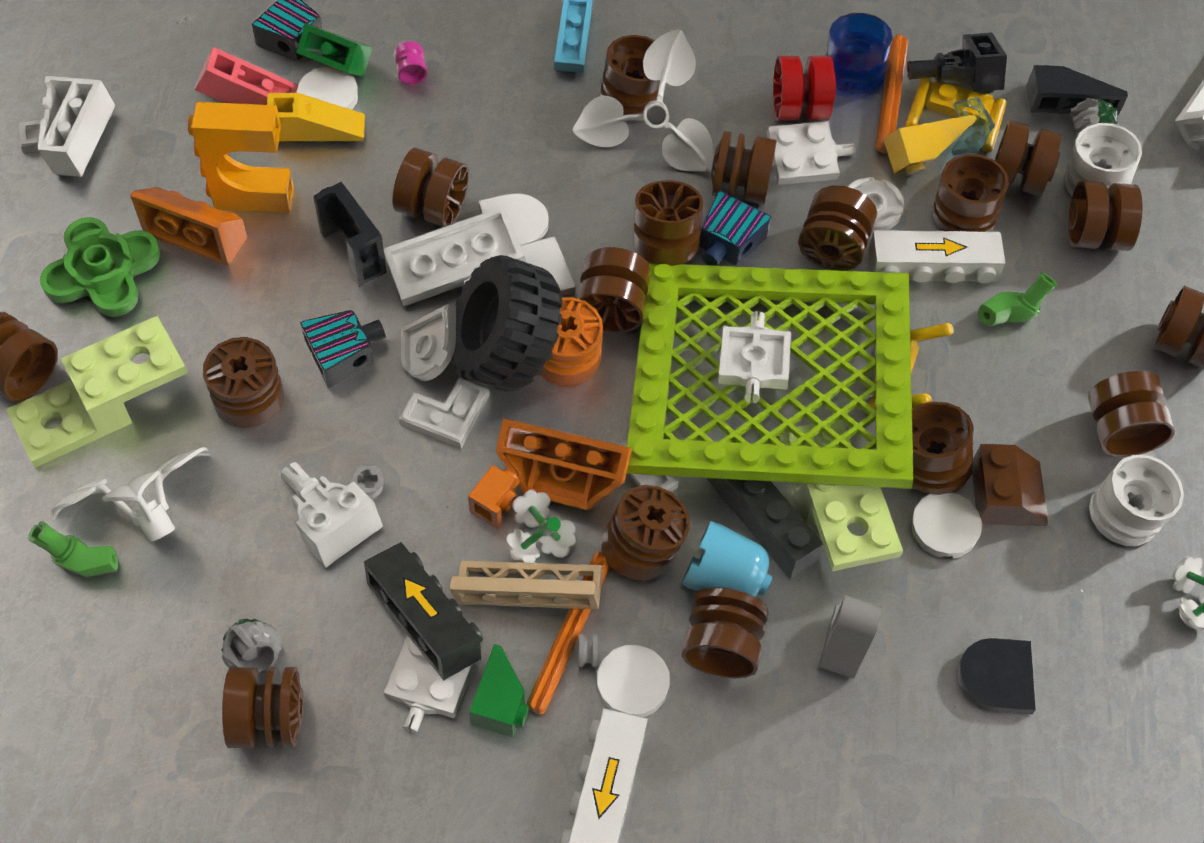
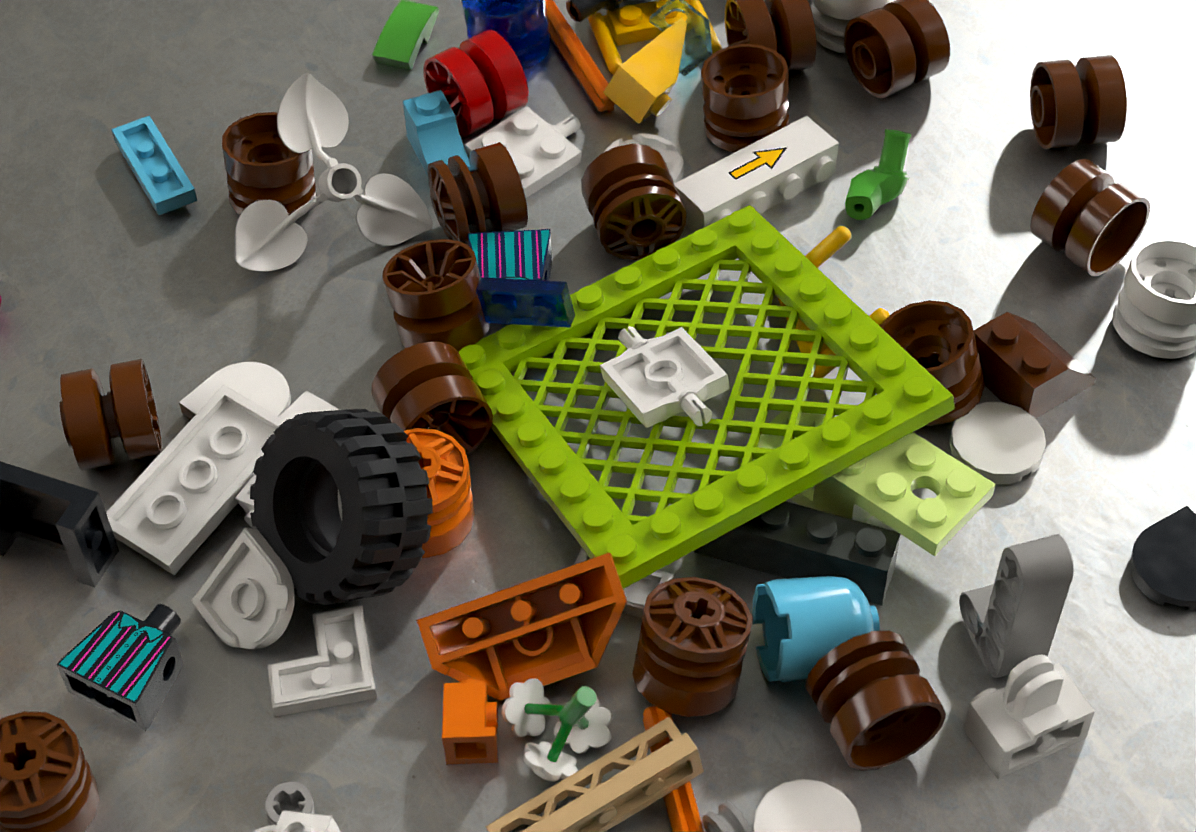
camera: 30 degrees left, 10 degrees down
(714, 258) = (526, 302): none -> clear blue plate
(754, 109) = (433, 129): none -> medium azure arch
(791, 24) = (404, 33): none -> bright green slope
(813, 702) = (1028, 717): none -> white brick

